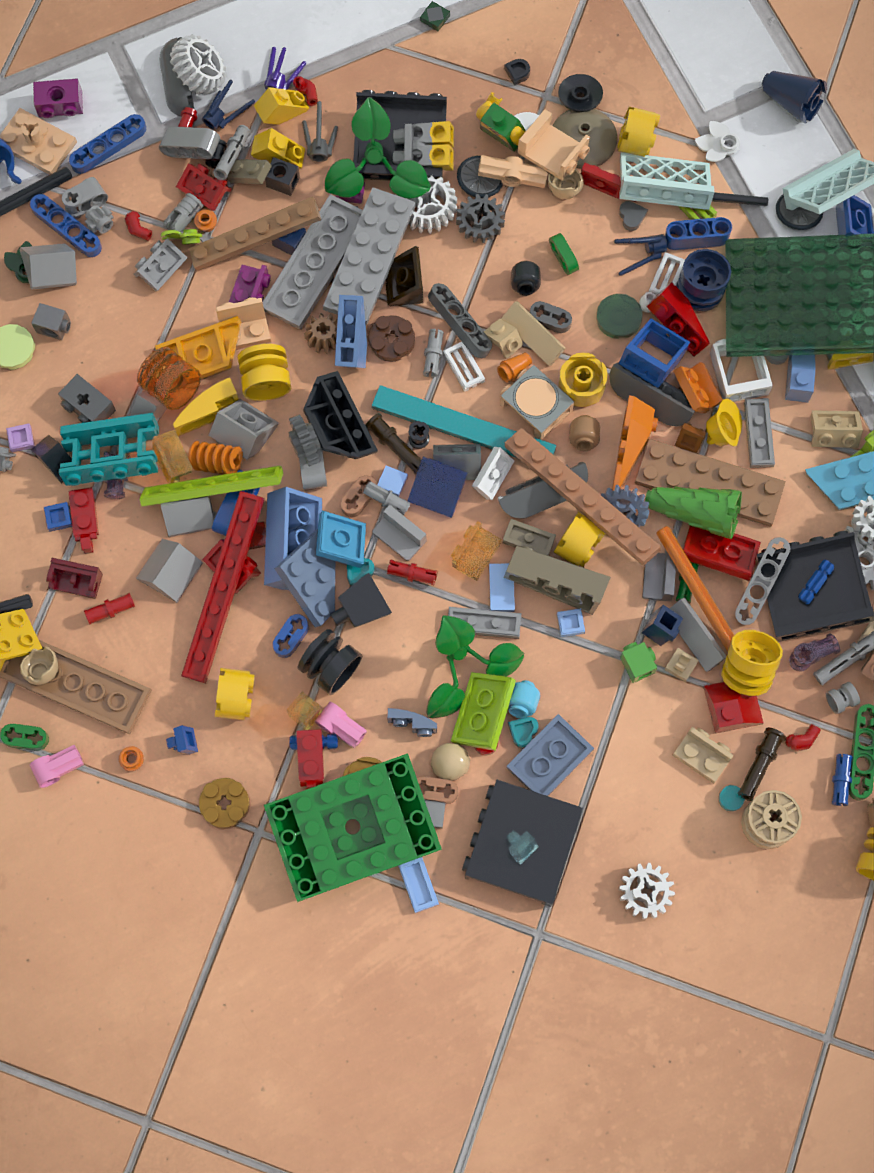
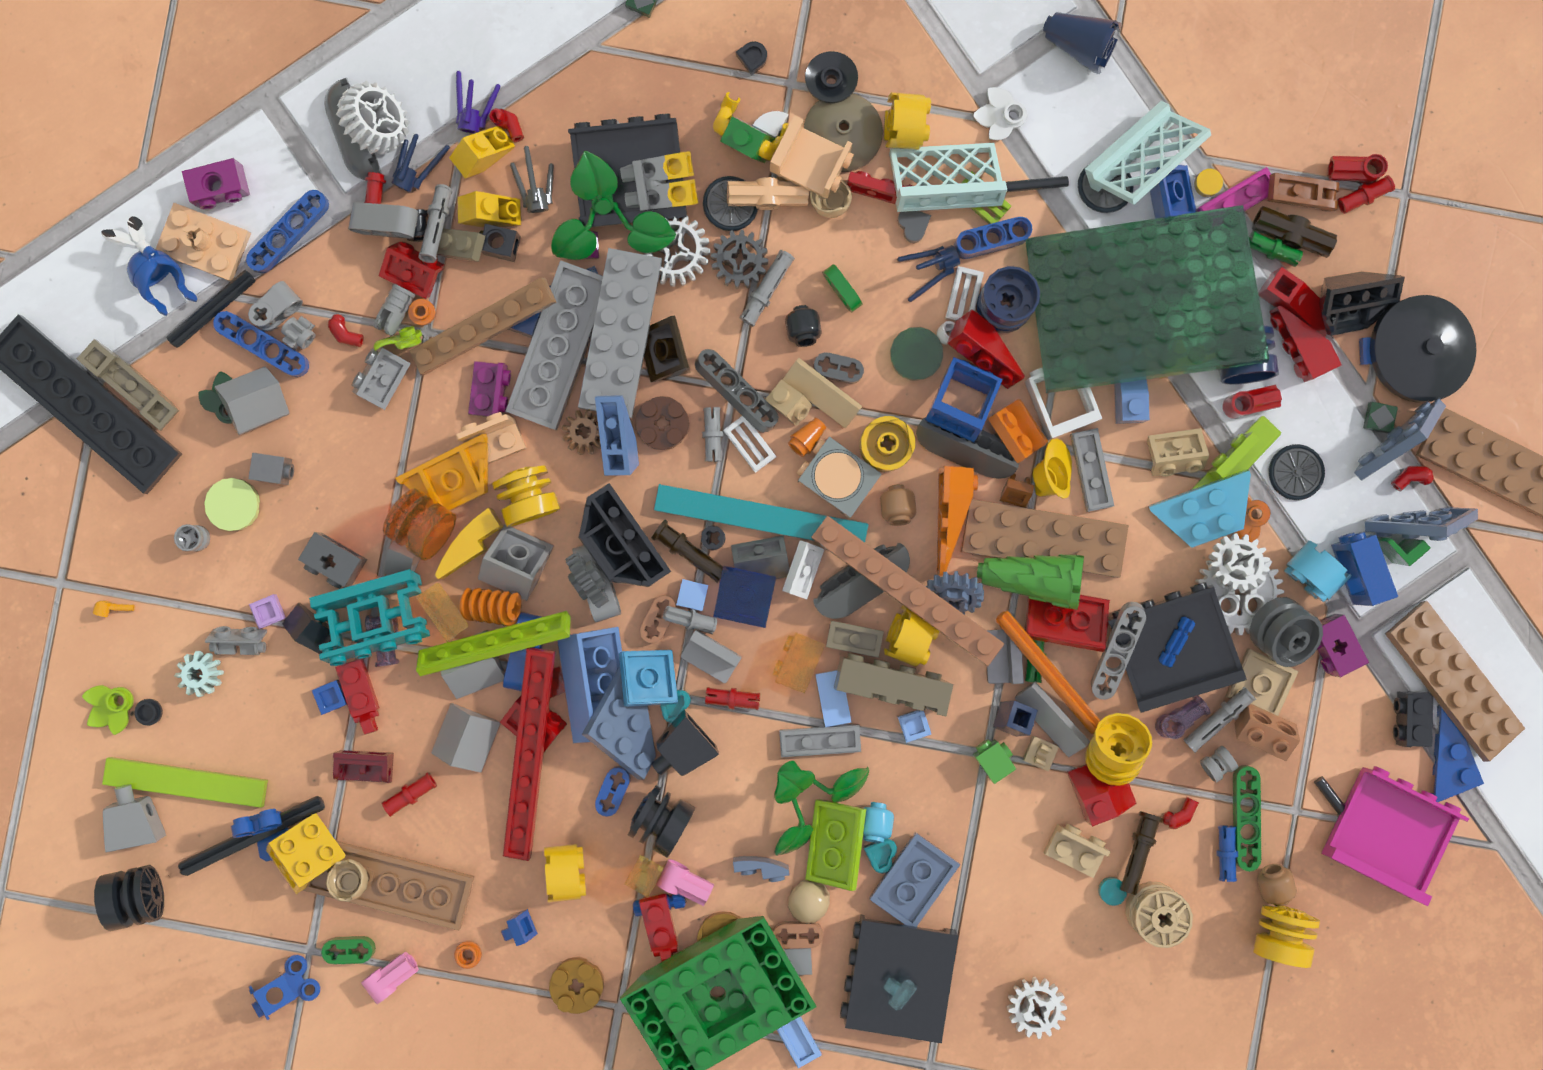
camera: 10 degrees left, 15 degrees up
(493, 251) = (764, 292): none -> light grey pin

